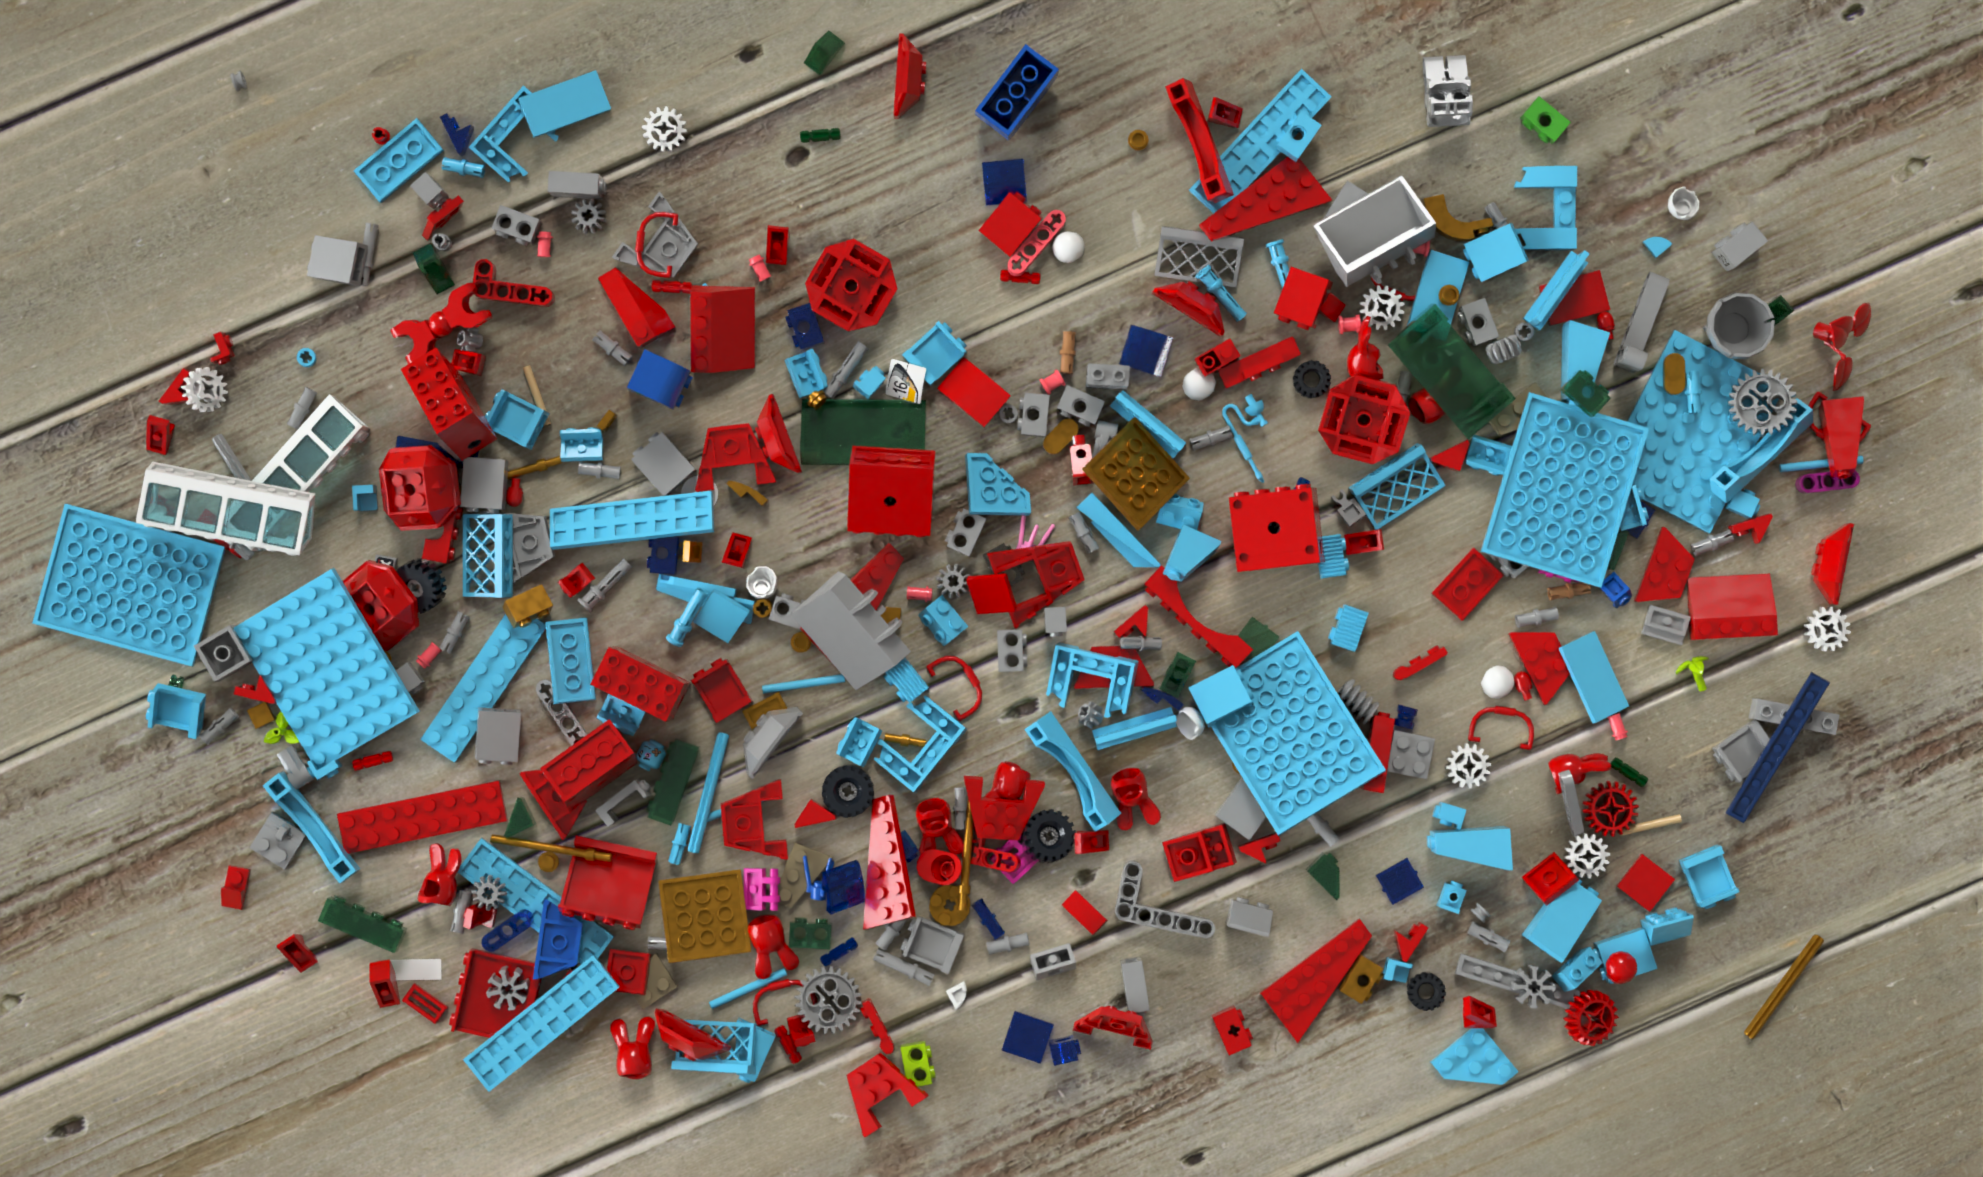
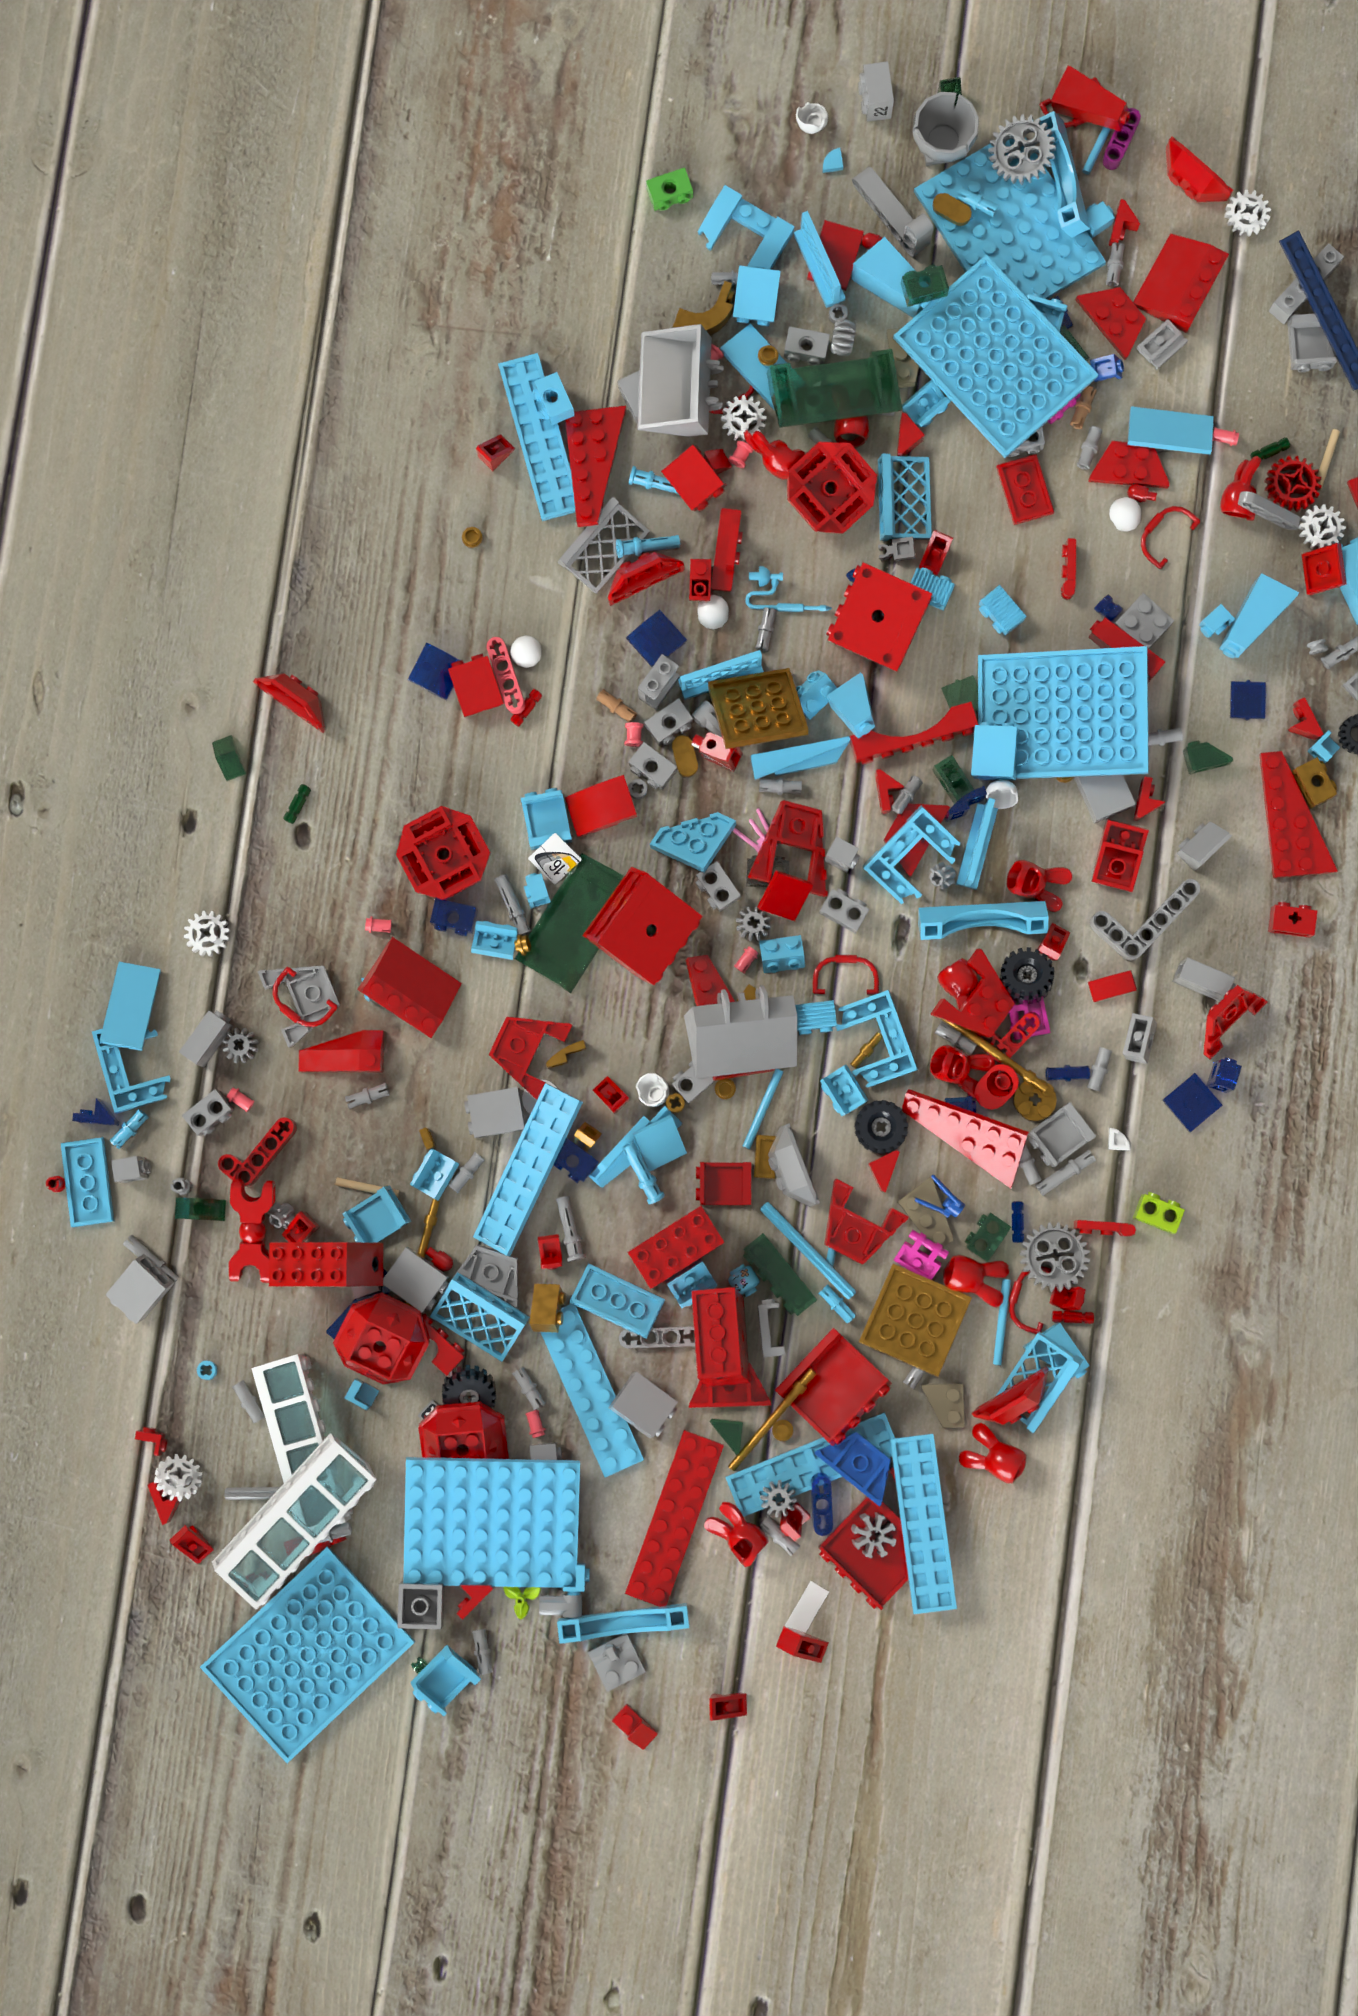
camera: 50 degrees left, 5 degrees down
(261, 715) = (495, 1607): pearl gold tile -> none
(362, 924) = (737, 1631): clear green brick -> none
(372, 760) = (597, 1532): red axle -> none
(426, 994) = (836, 1612): red tile -> none
(440, 218) = (160, 1175): red wing -> none
(629, 970) = (923, 1416): red tile -> none
(659, 380) = (421, 1067): blue brick -> none
(671, 286) = (346, 1011): red axle -> none
(776, 437) = (534, 1000): red wedge -> none
(777, 245) = (368, 897): red slope -> none
(843, 887) = (963, 1181): clear blue slope -> none
(875, 1082) = (1153, 1259): red wing -> none
(1017, 92) = (366, 609): blue brick -> none
(1192, 117) = (505, 482): red arch -> none
(1311, 392) = (768, 526): black tyre -> none
(1358, 700) = (1070, 639): light grey piece -> none
(1444, 899) = (1288, 670): medium azure brick -> none
(1447, 91) = (594, 253): light grey connector -> none
(1458, 766) = (1175, 577): white gear -> none
(1697, 669) = (1215, 338): lime plant -> none
(1837, 333) = (1004, 41): red plant -> none

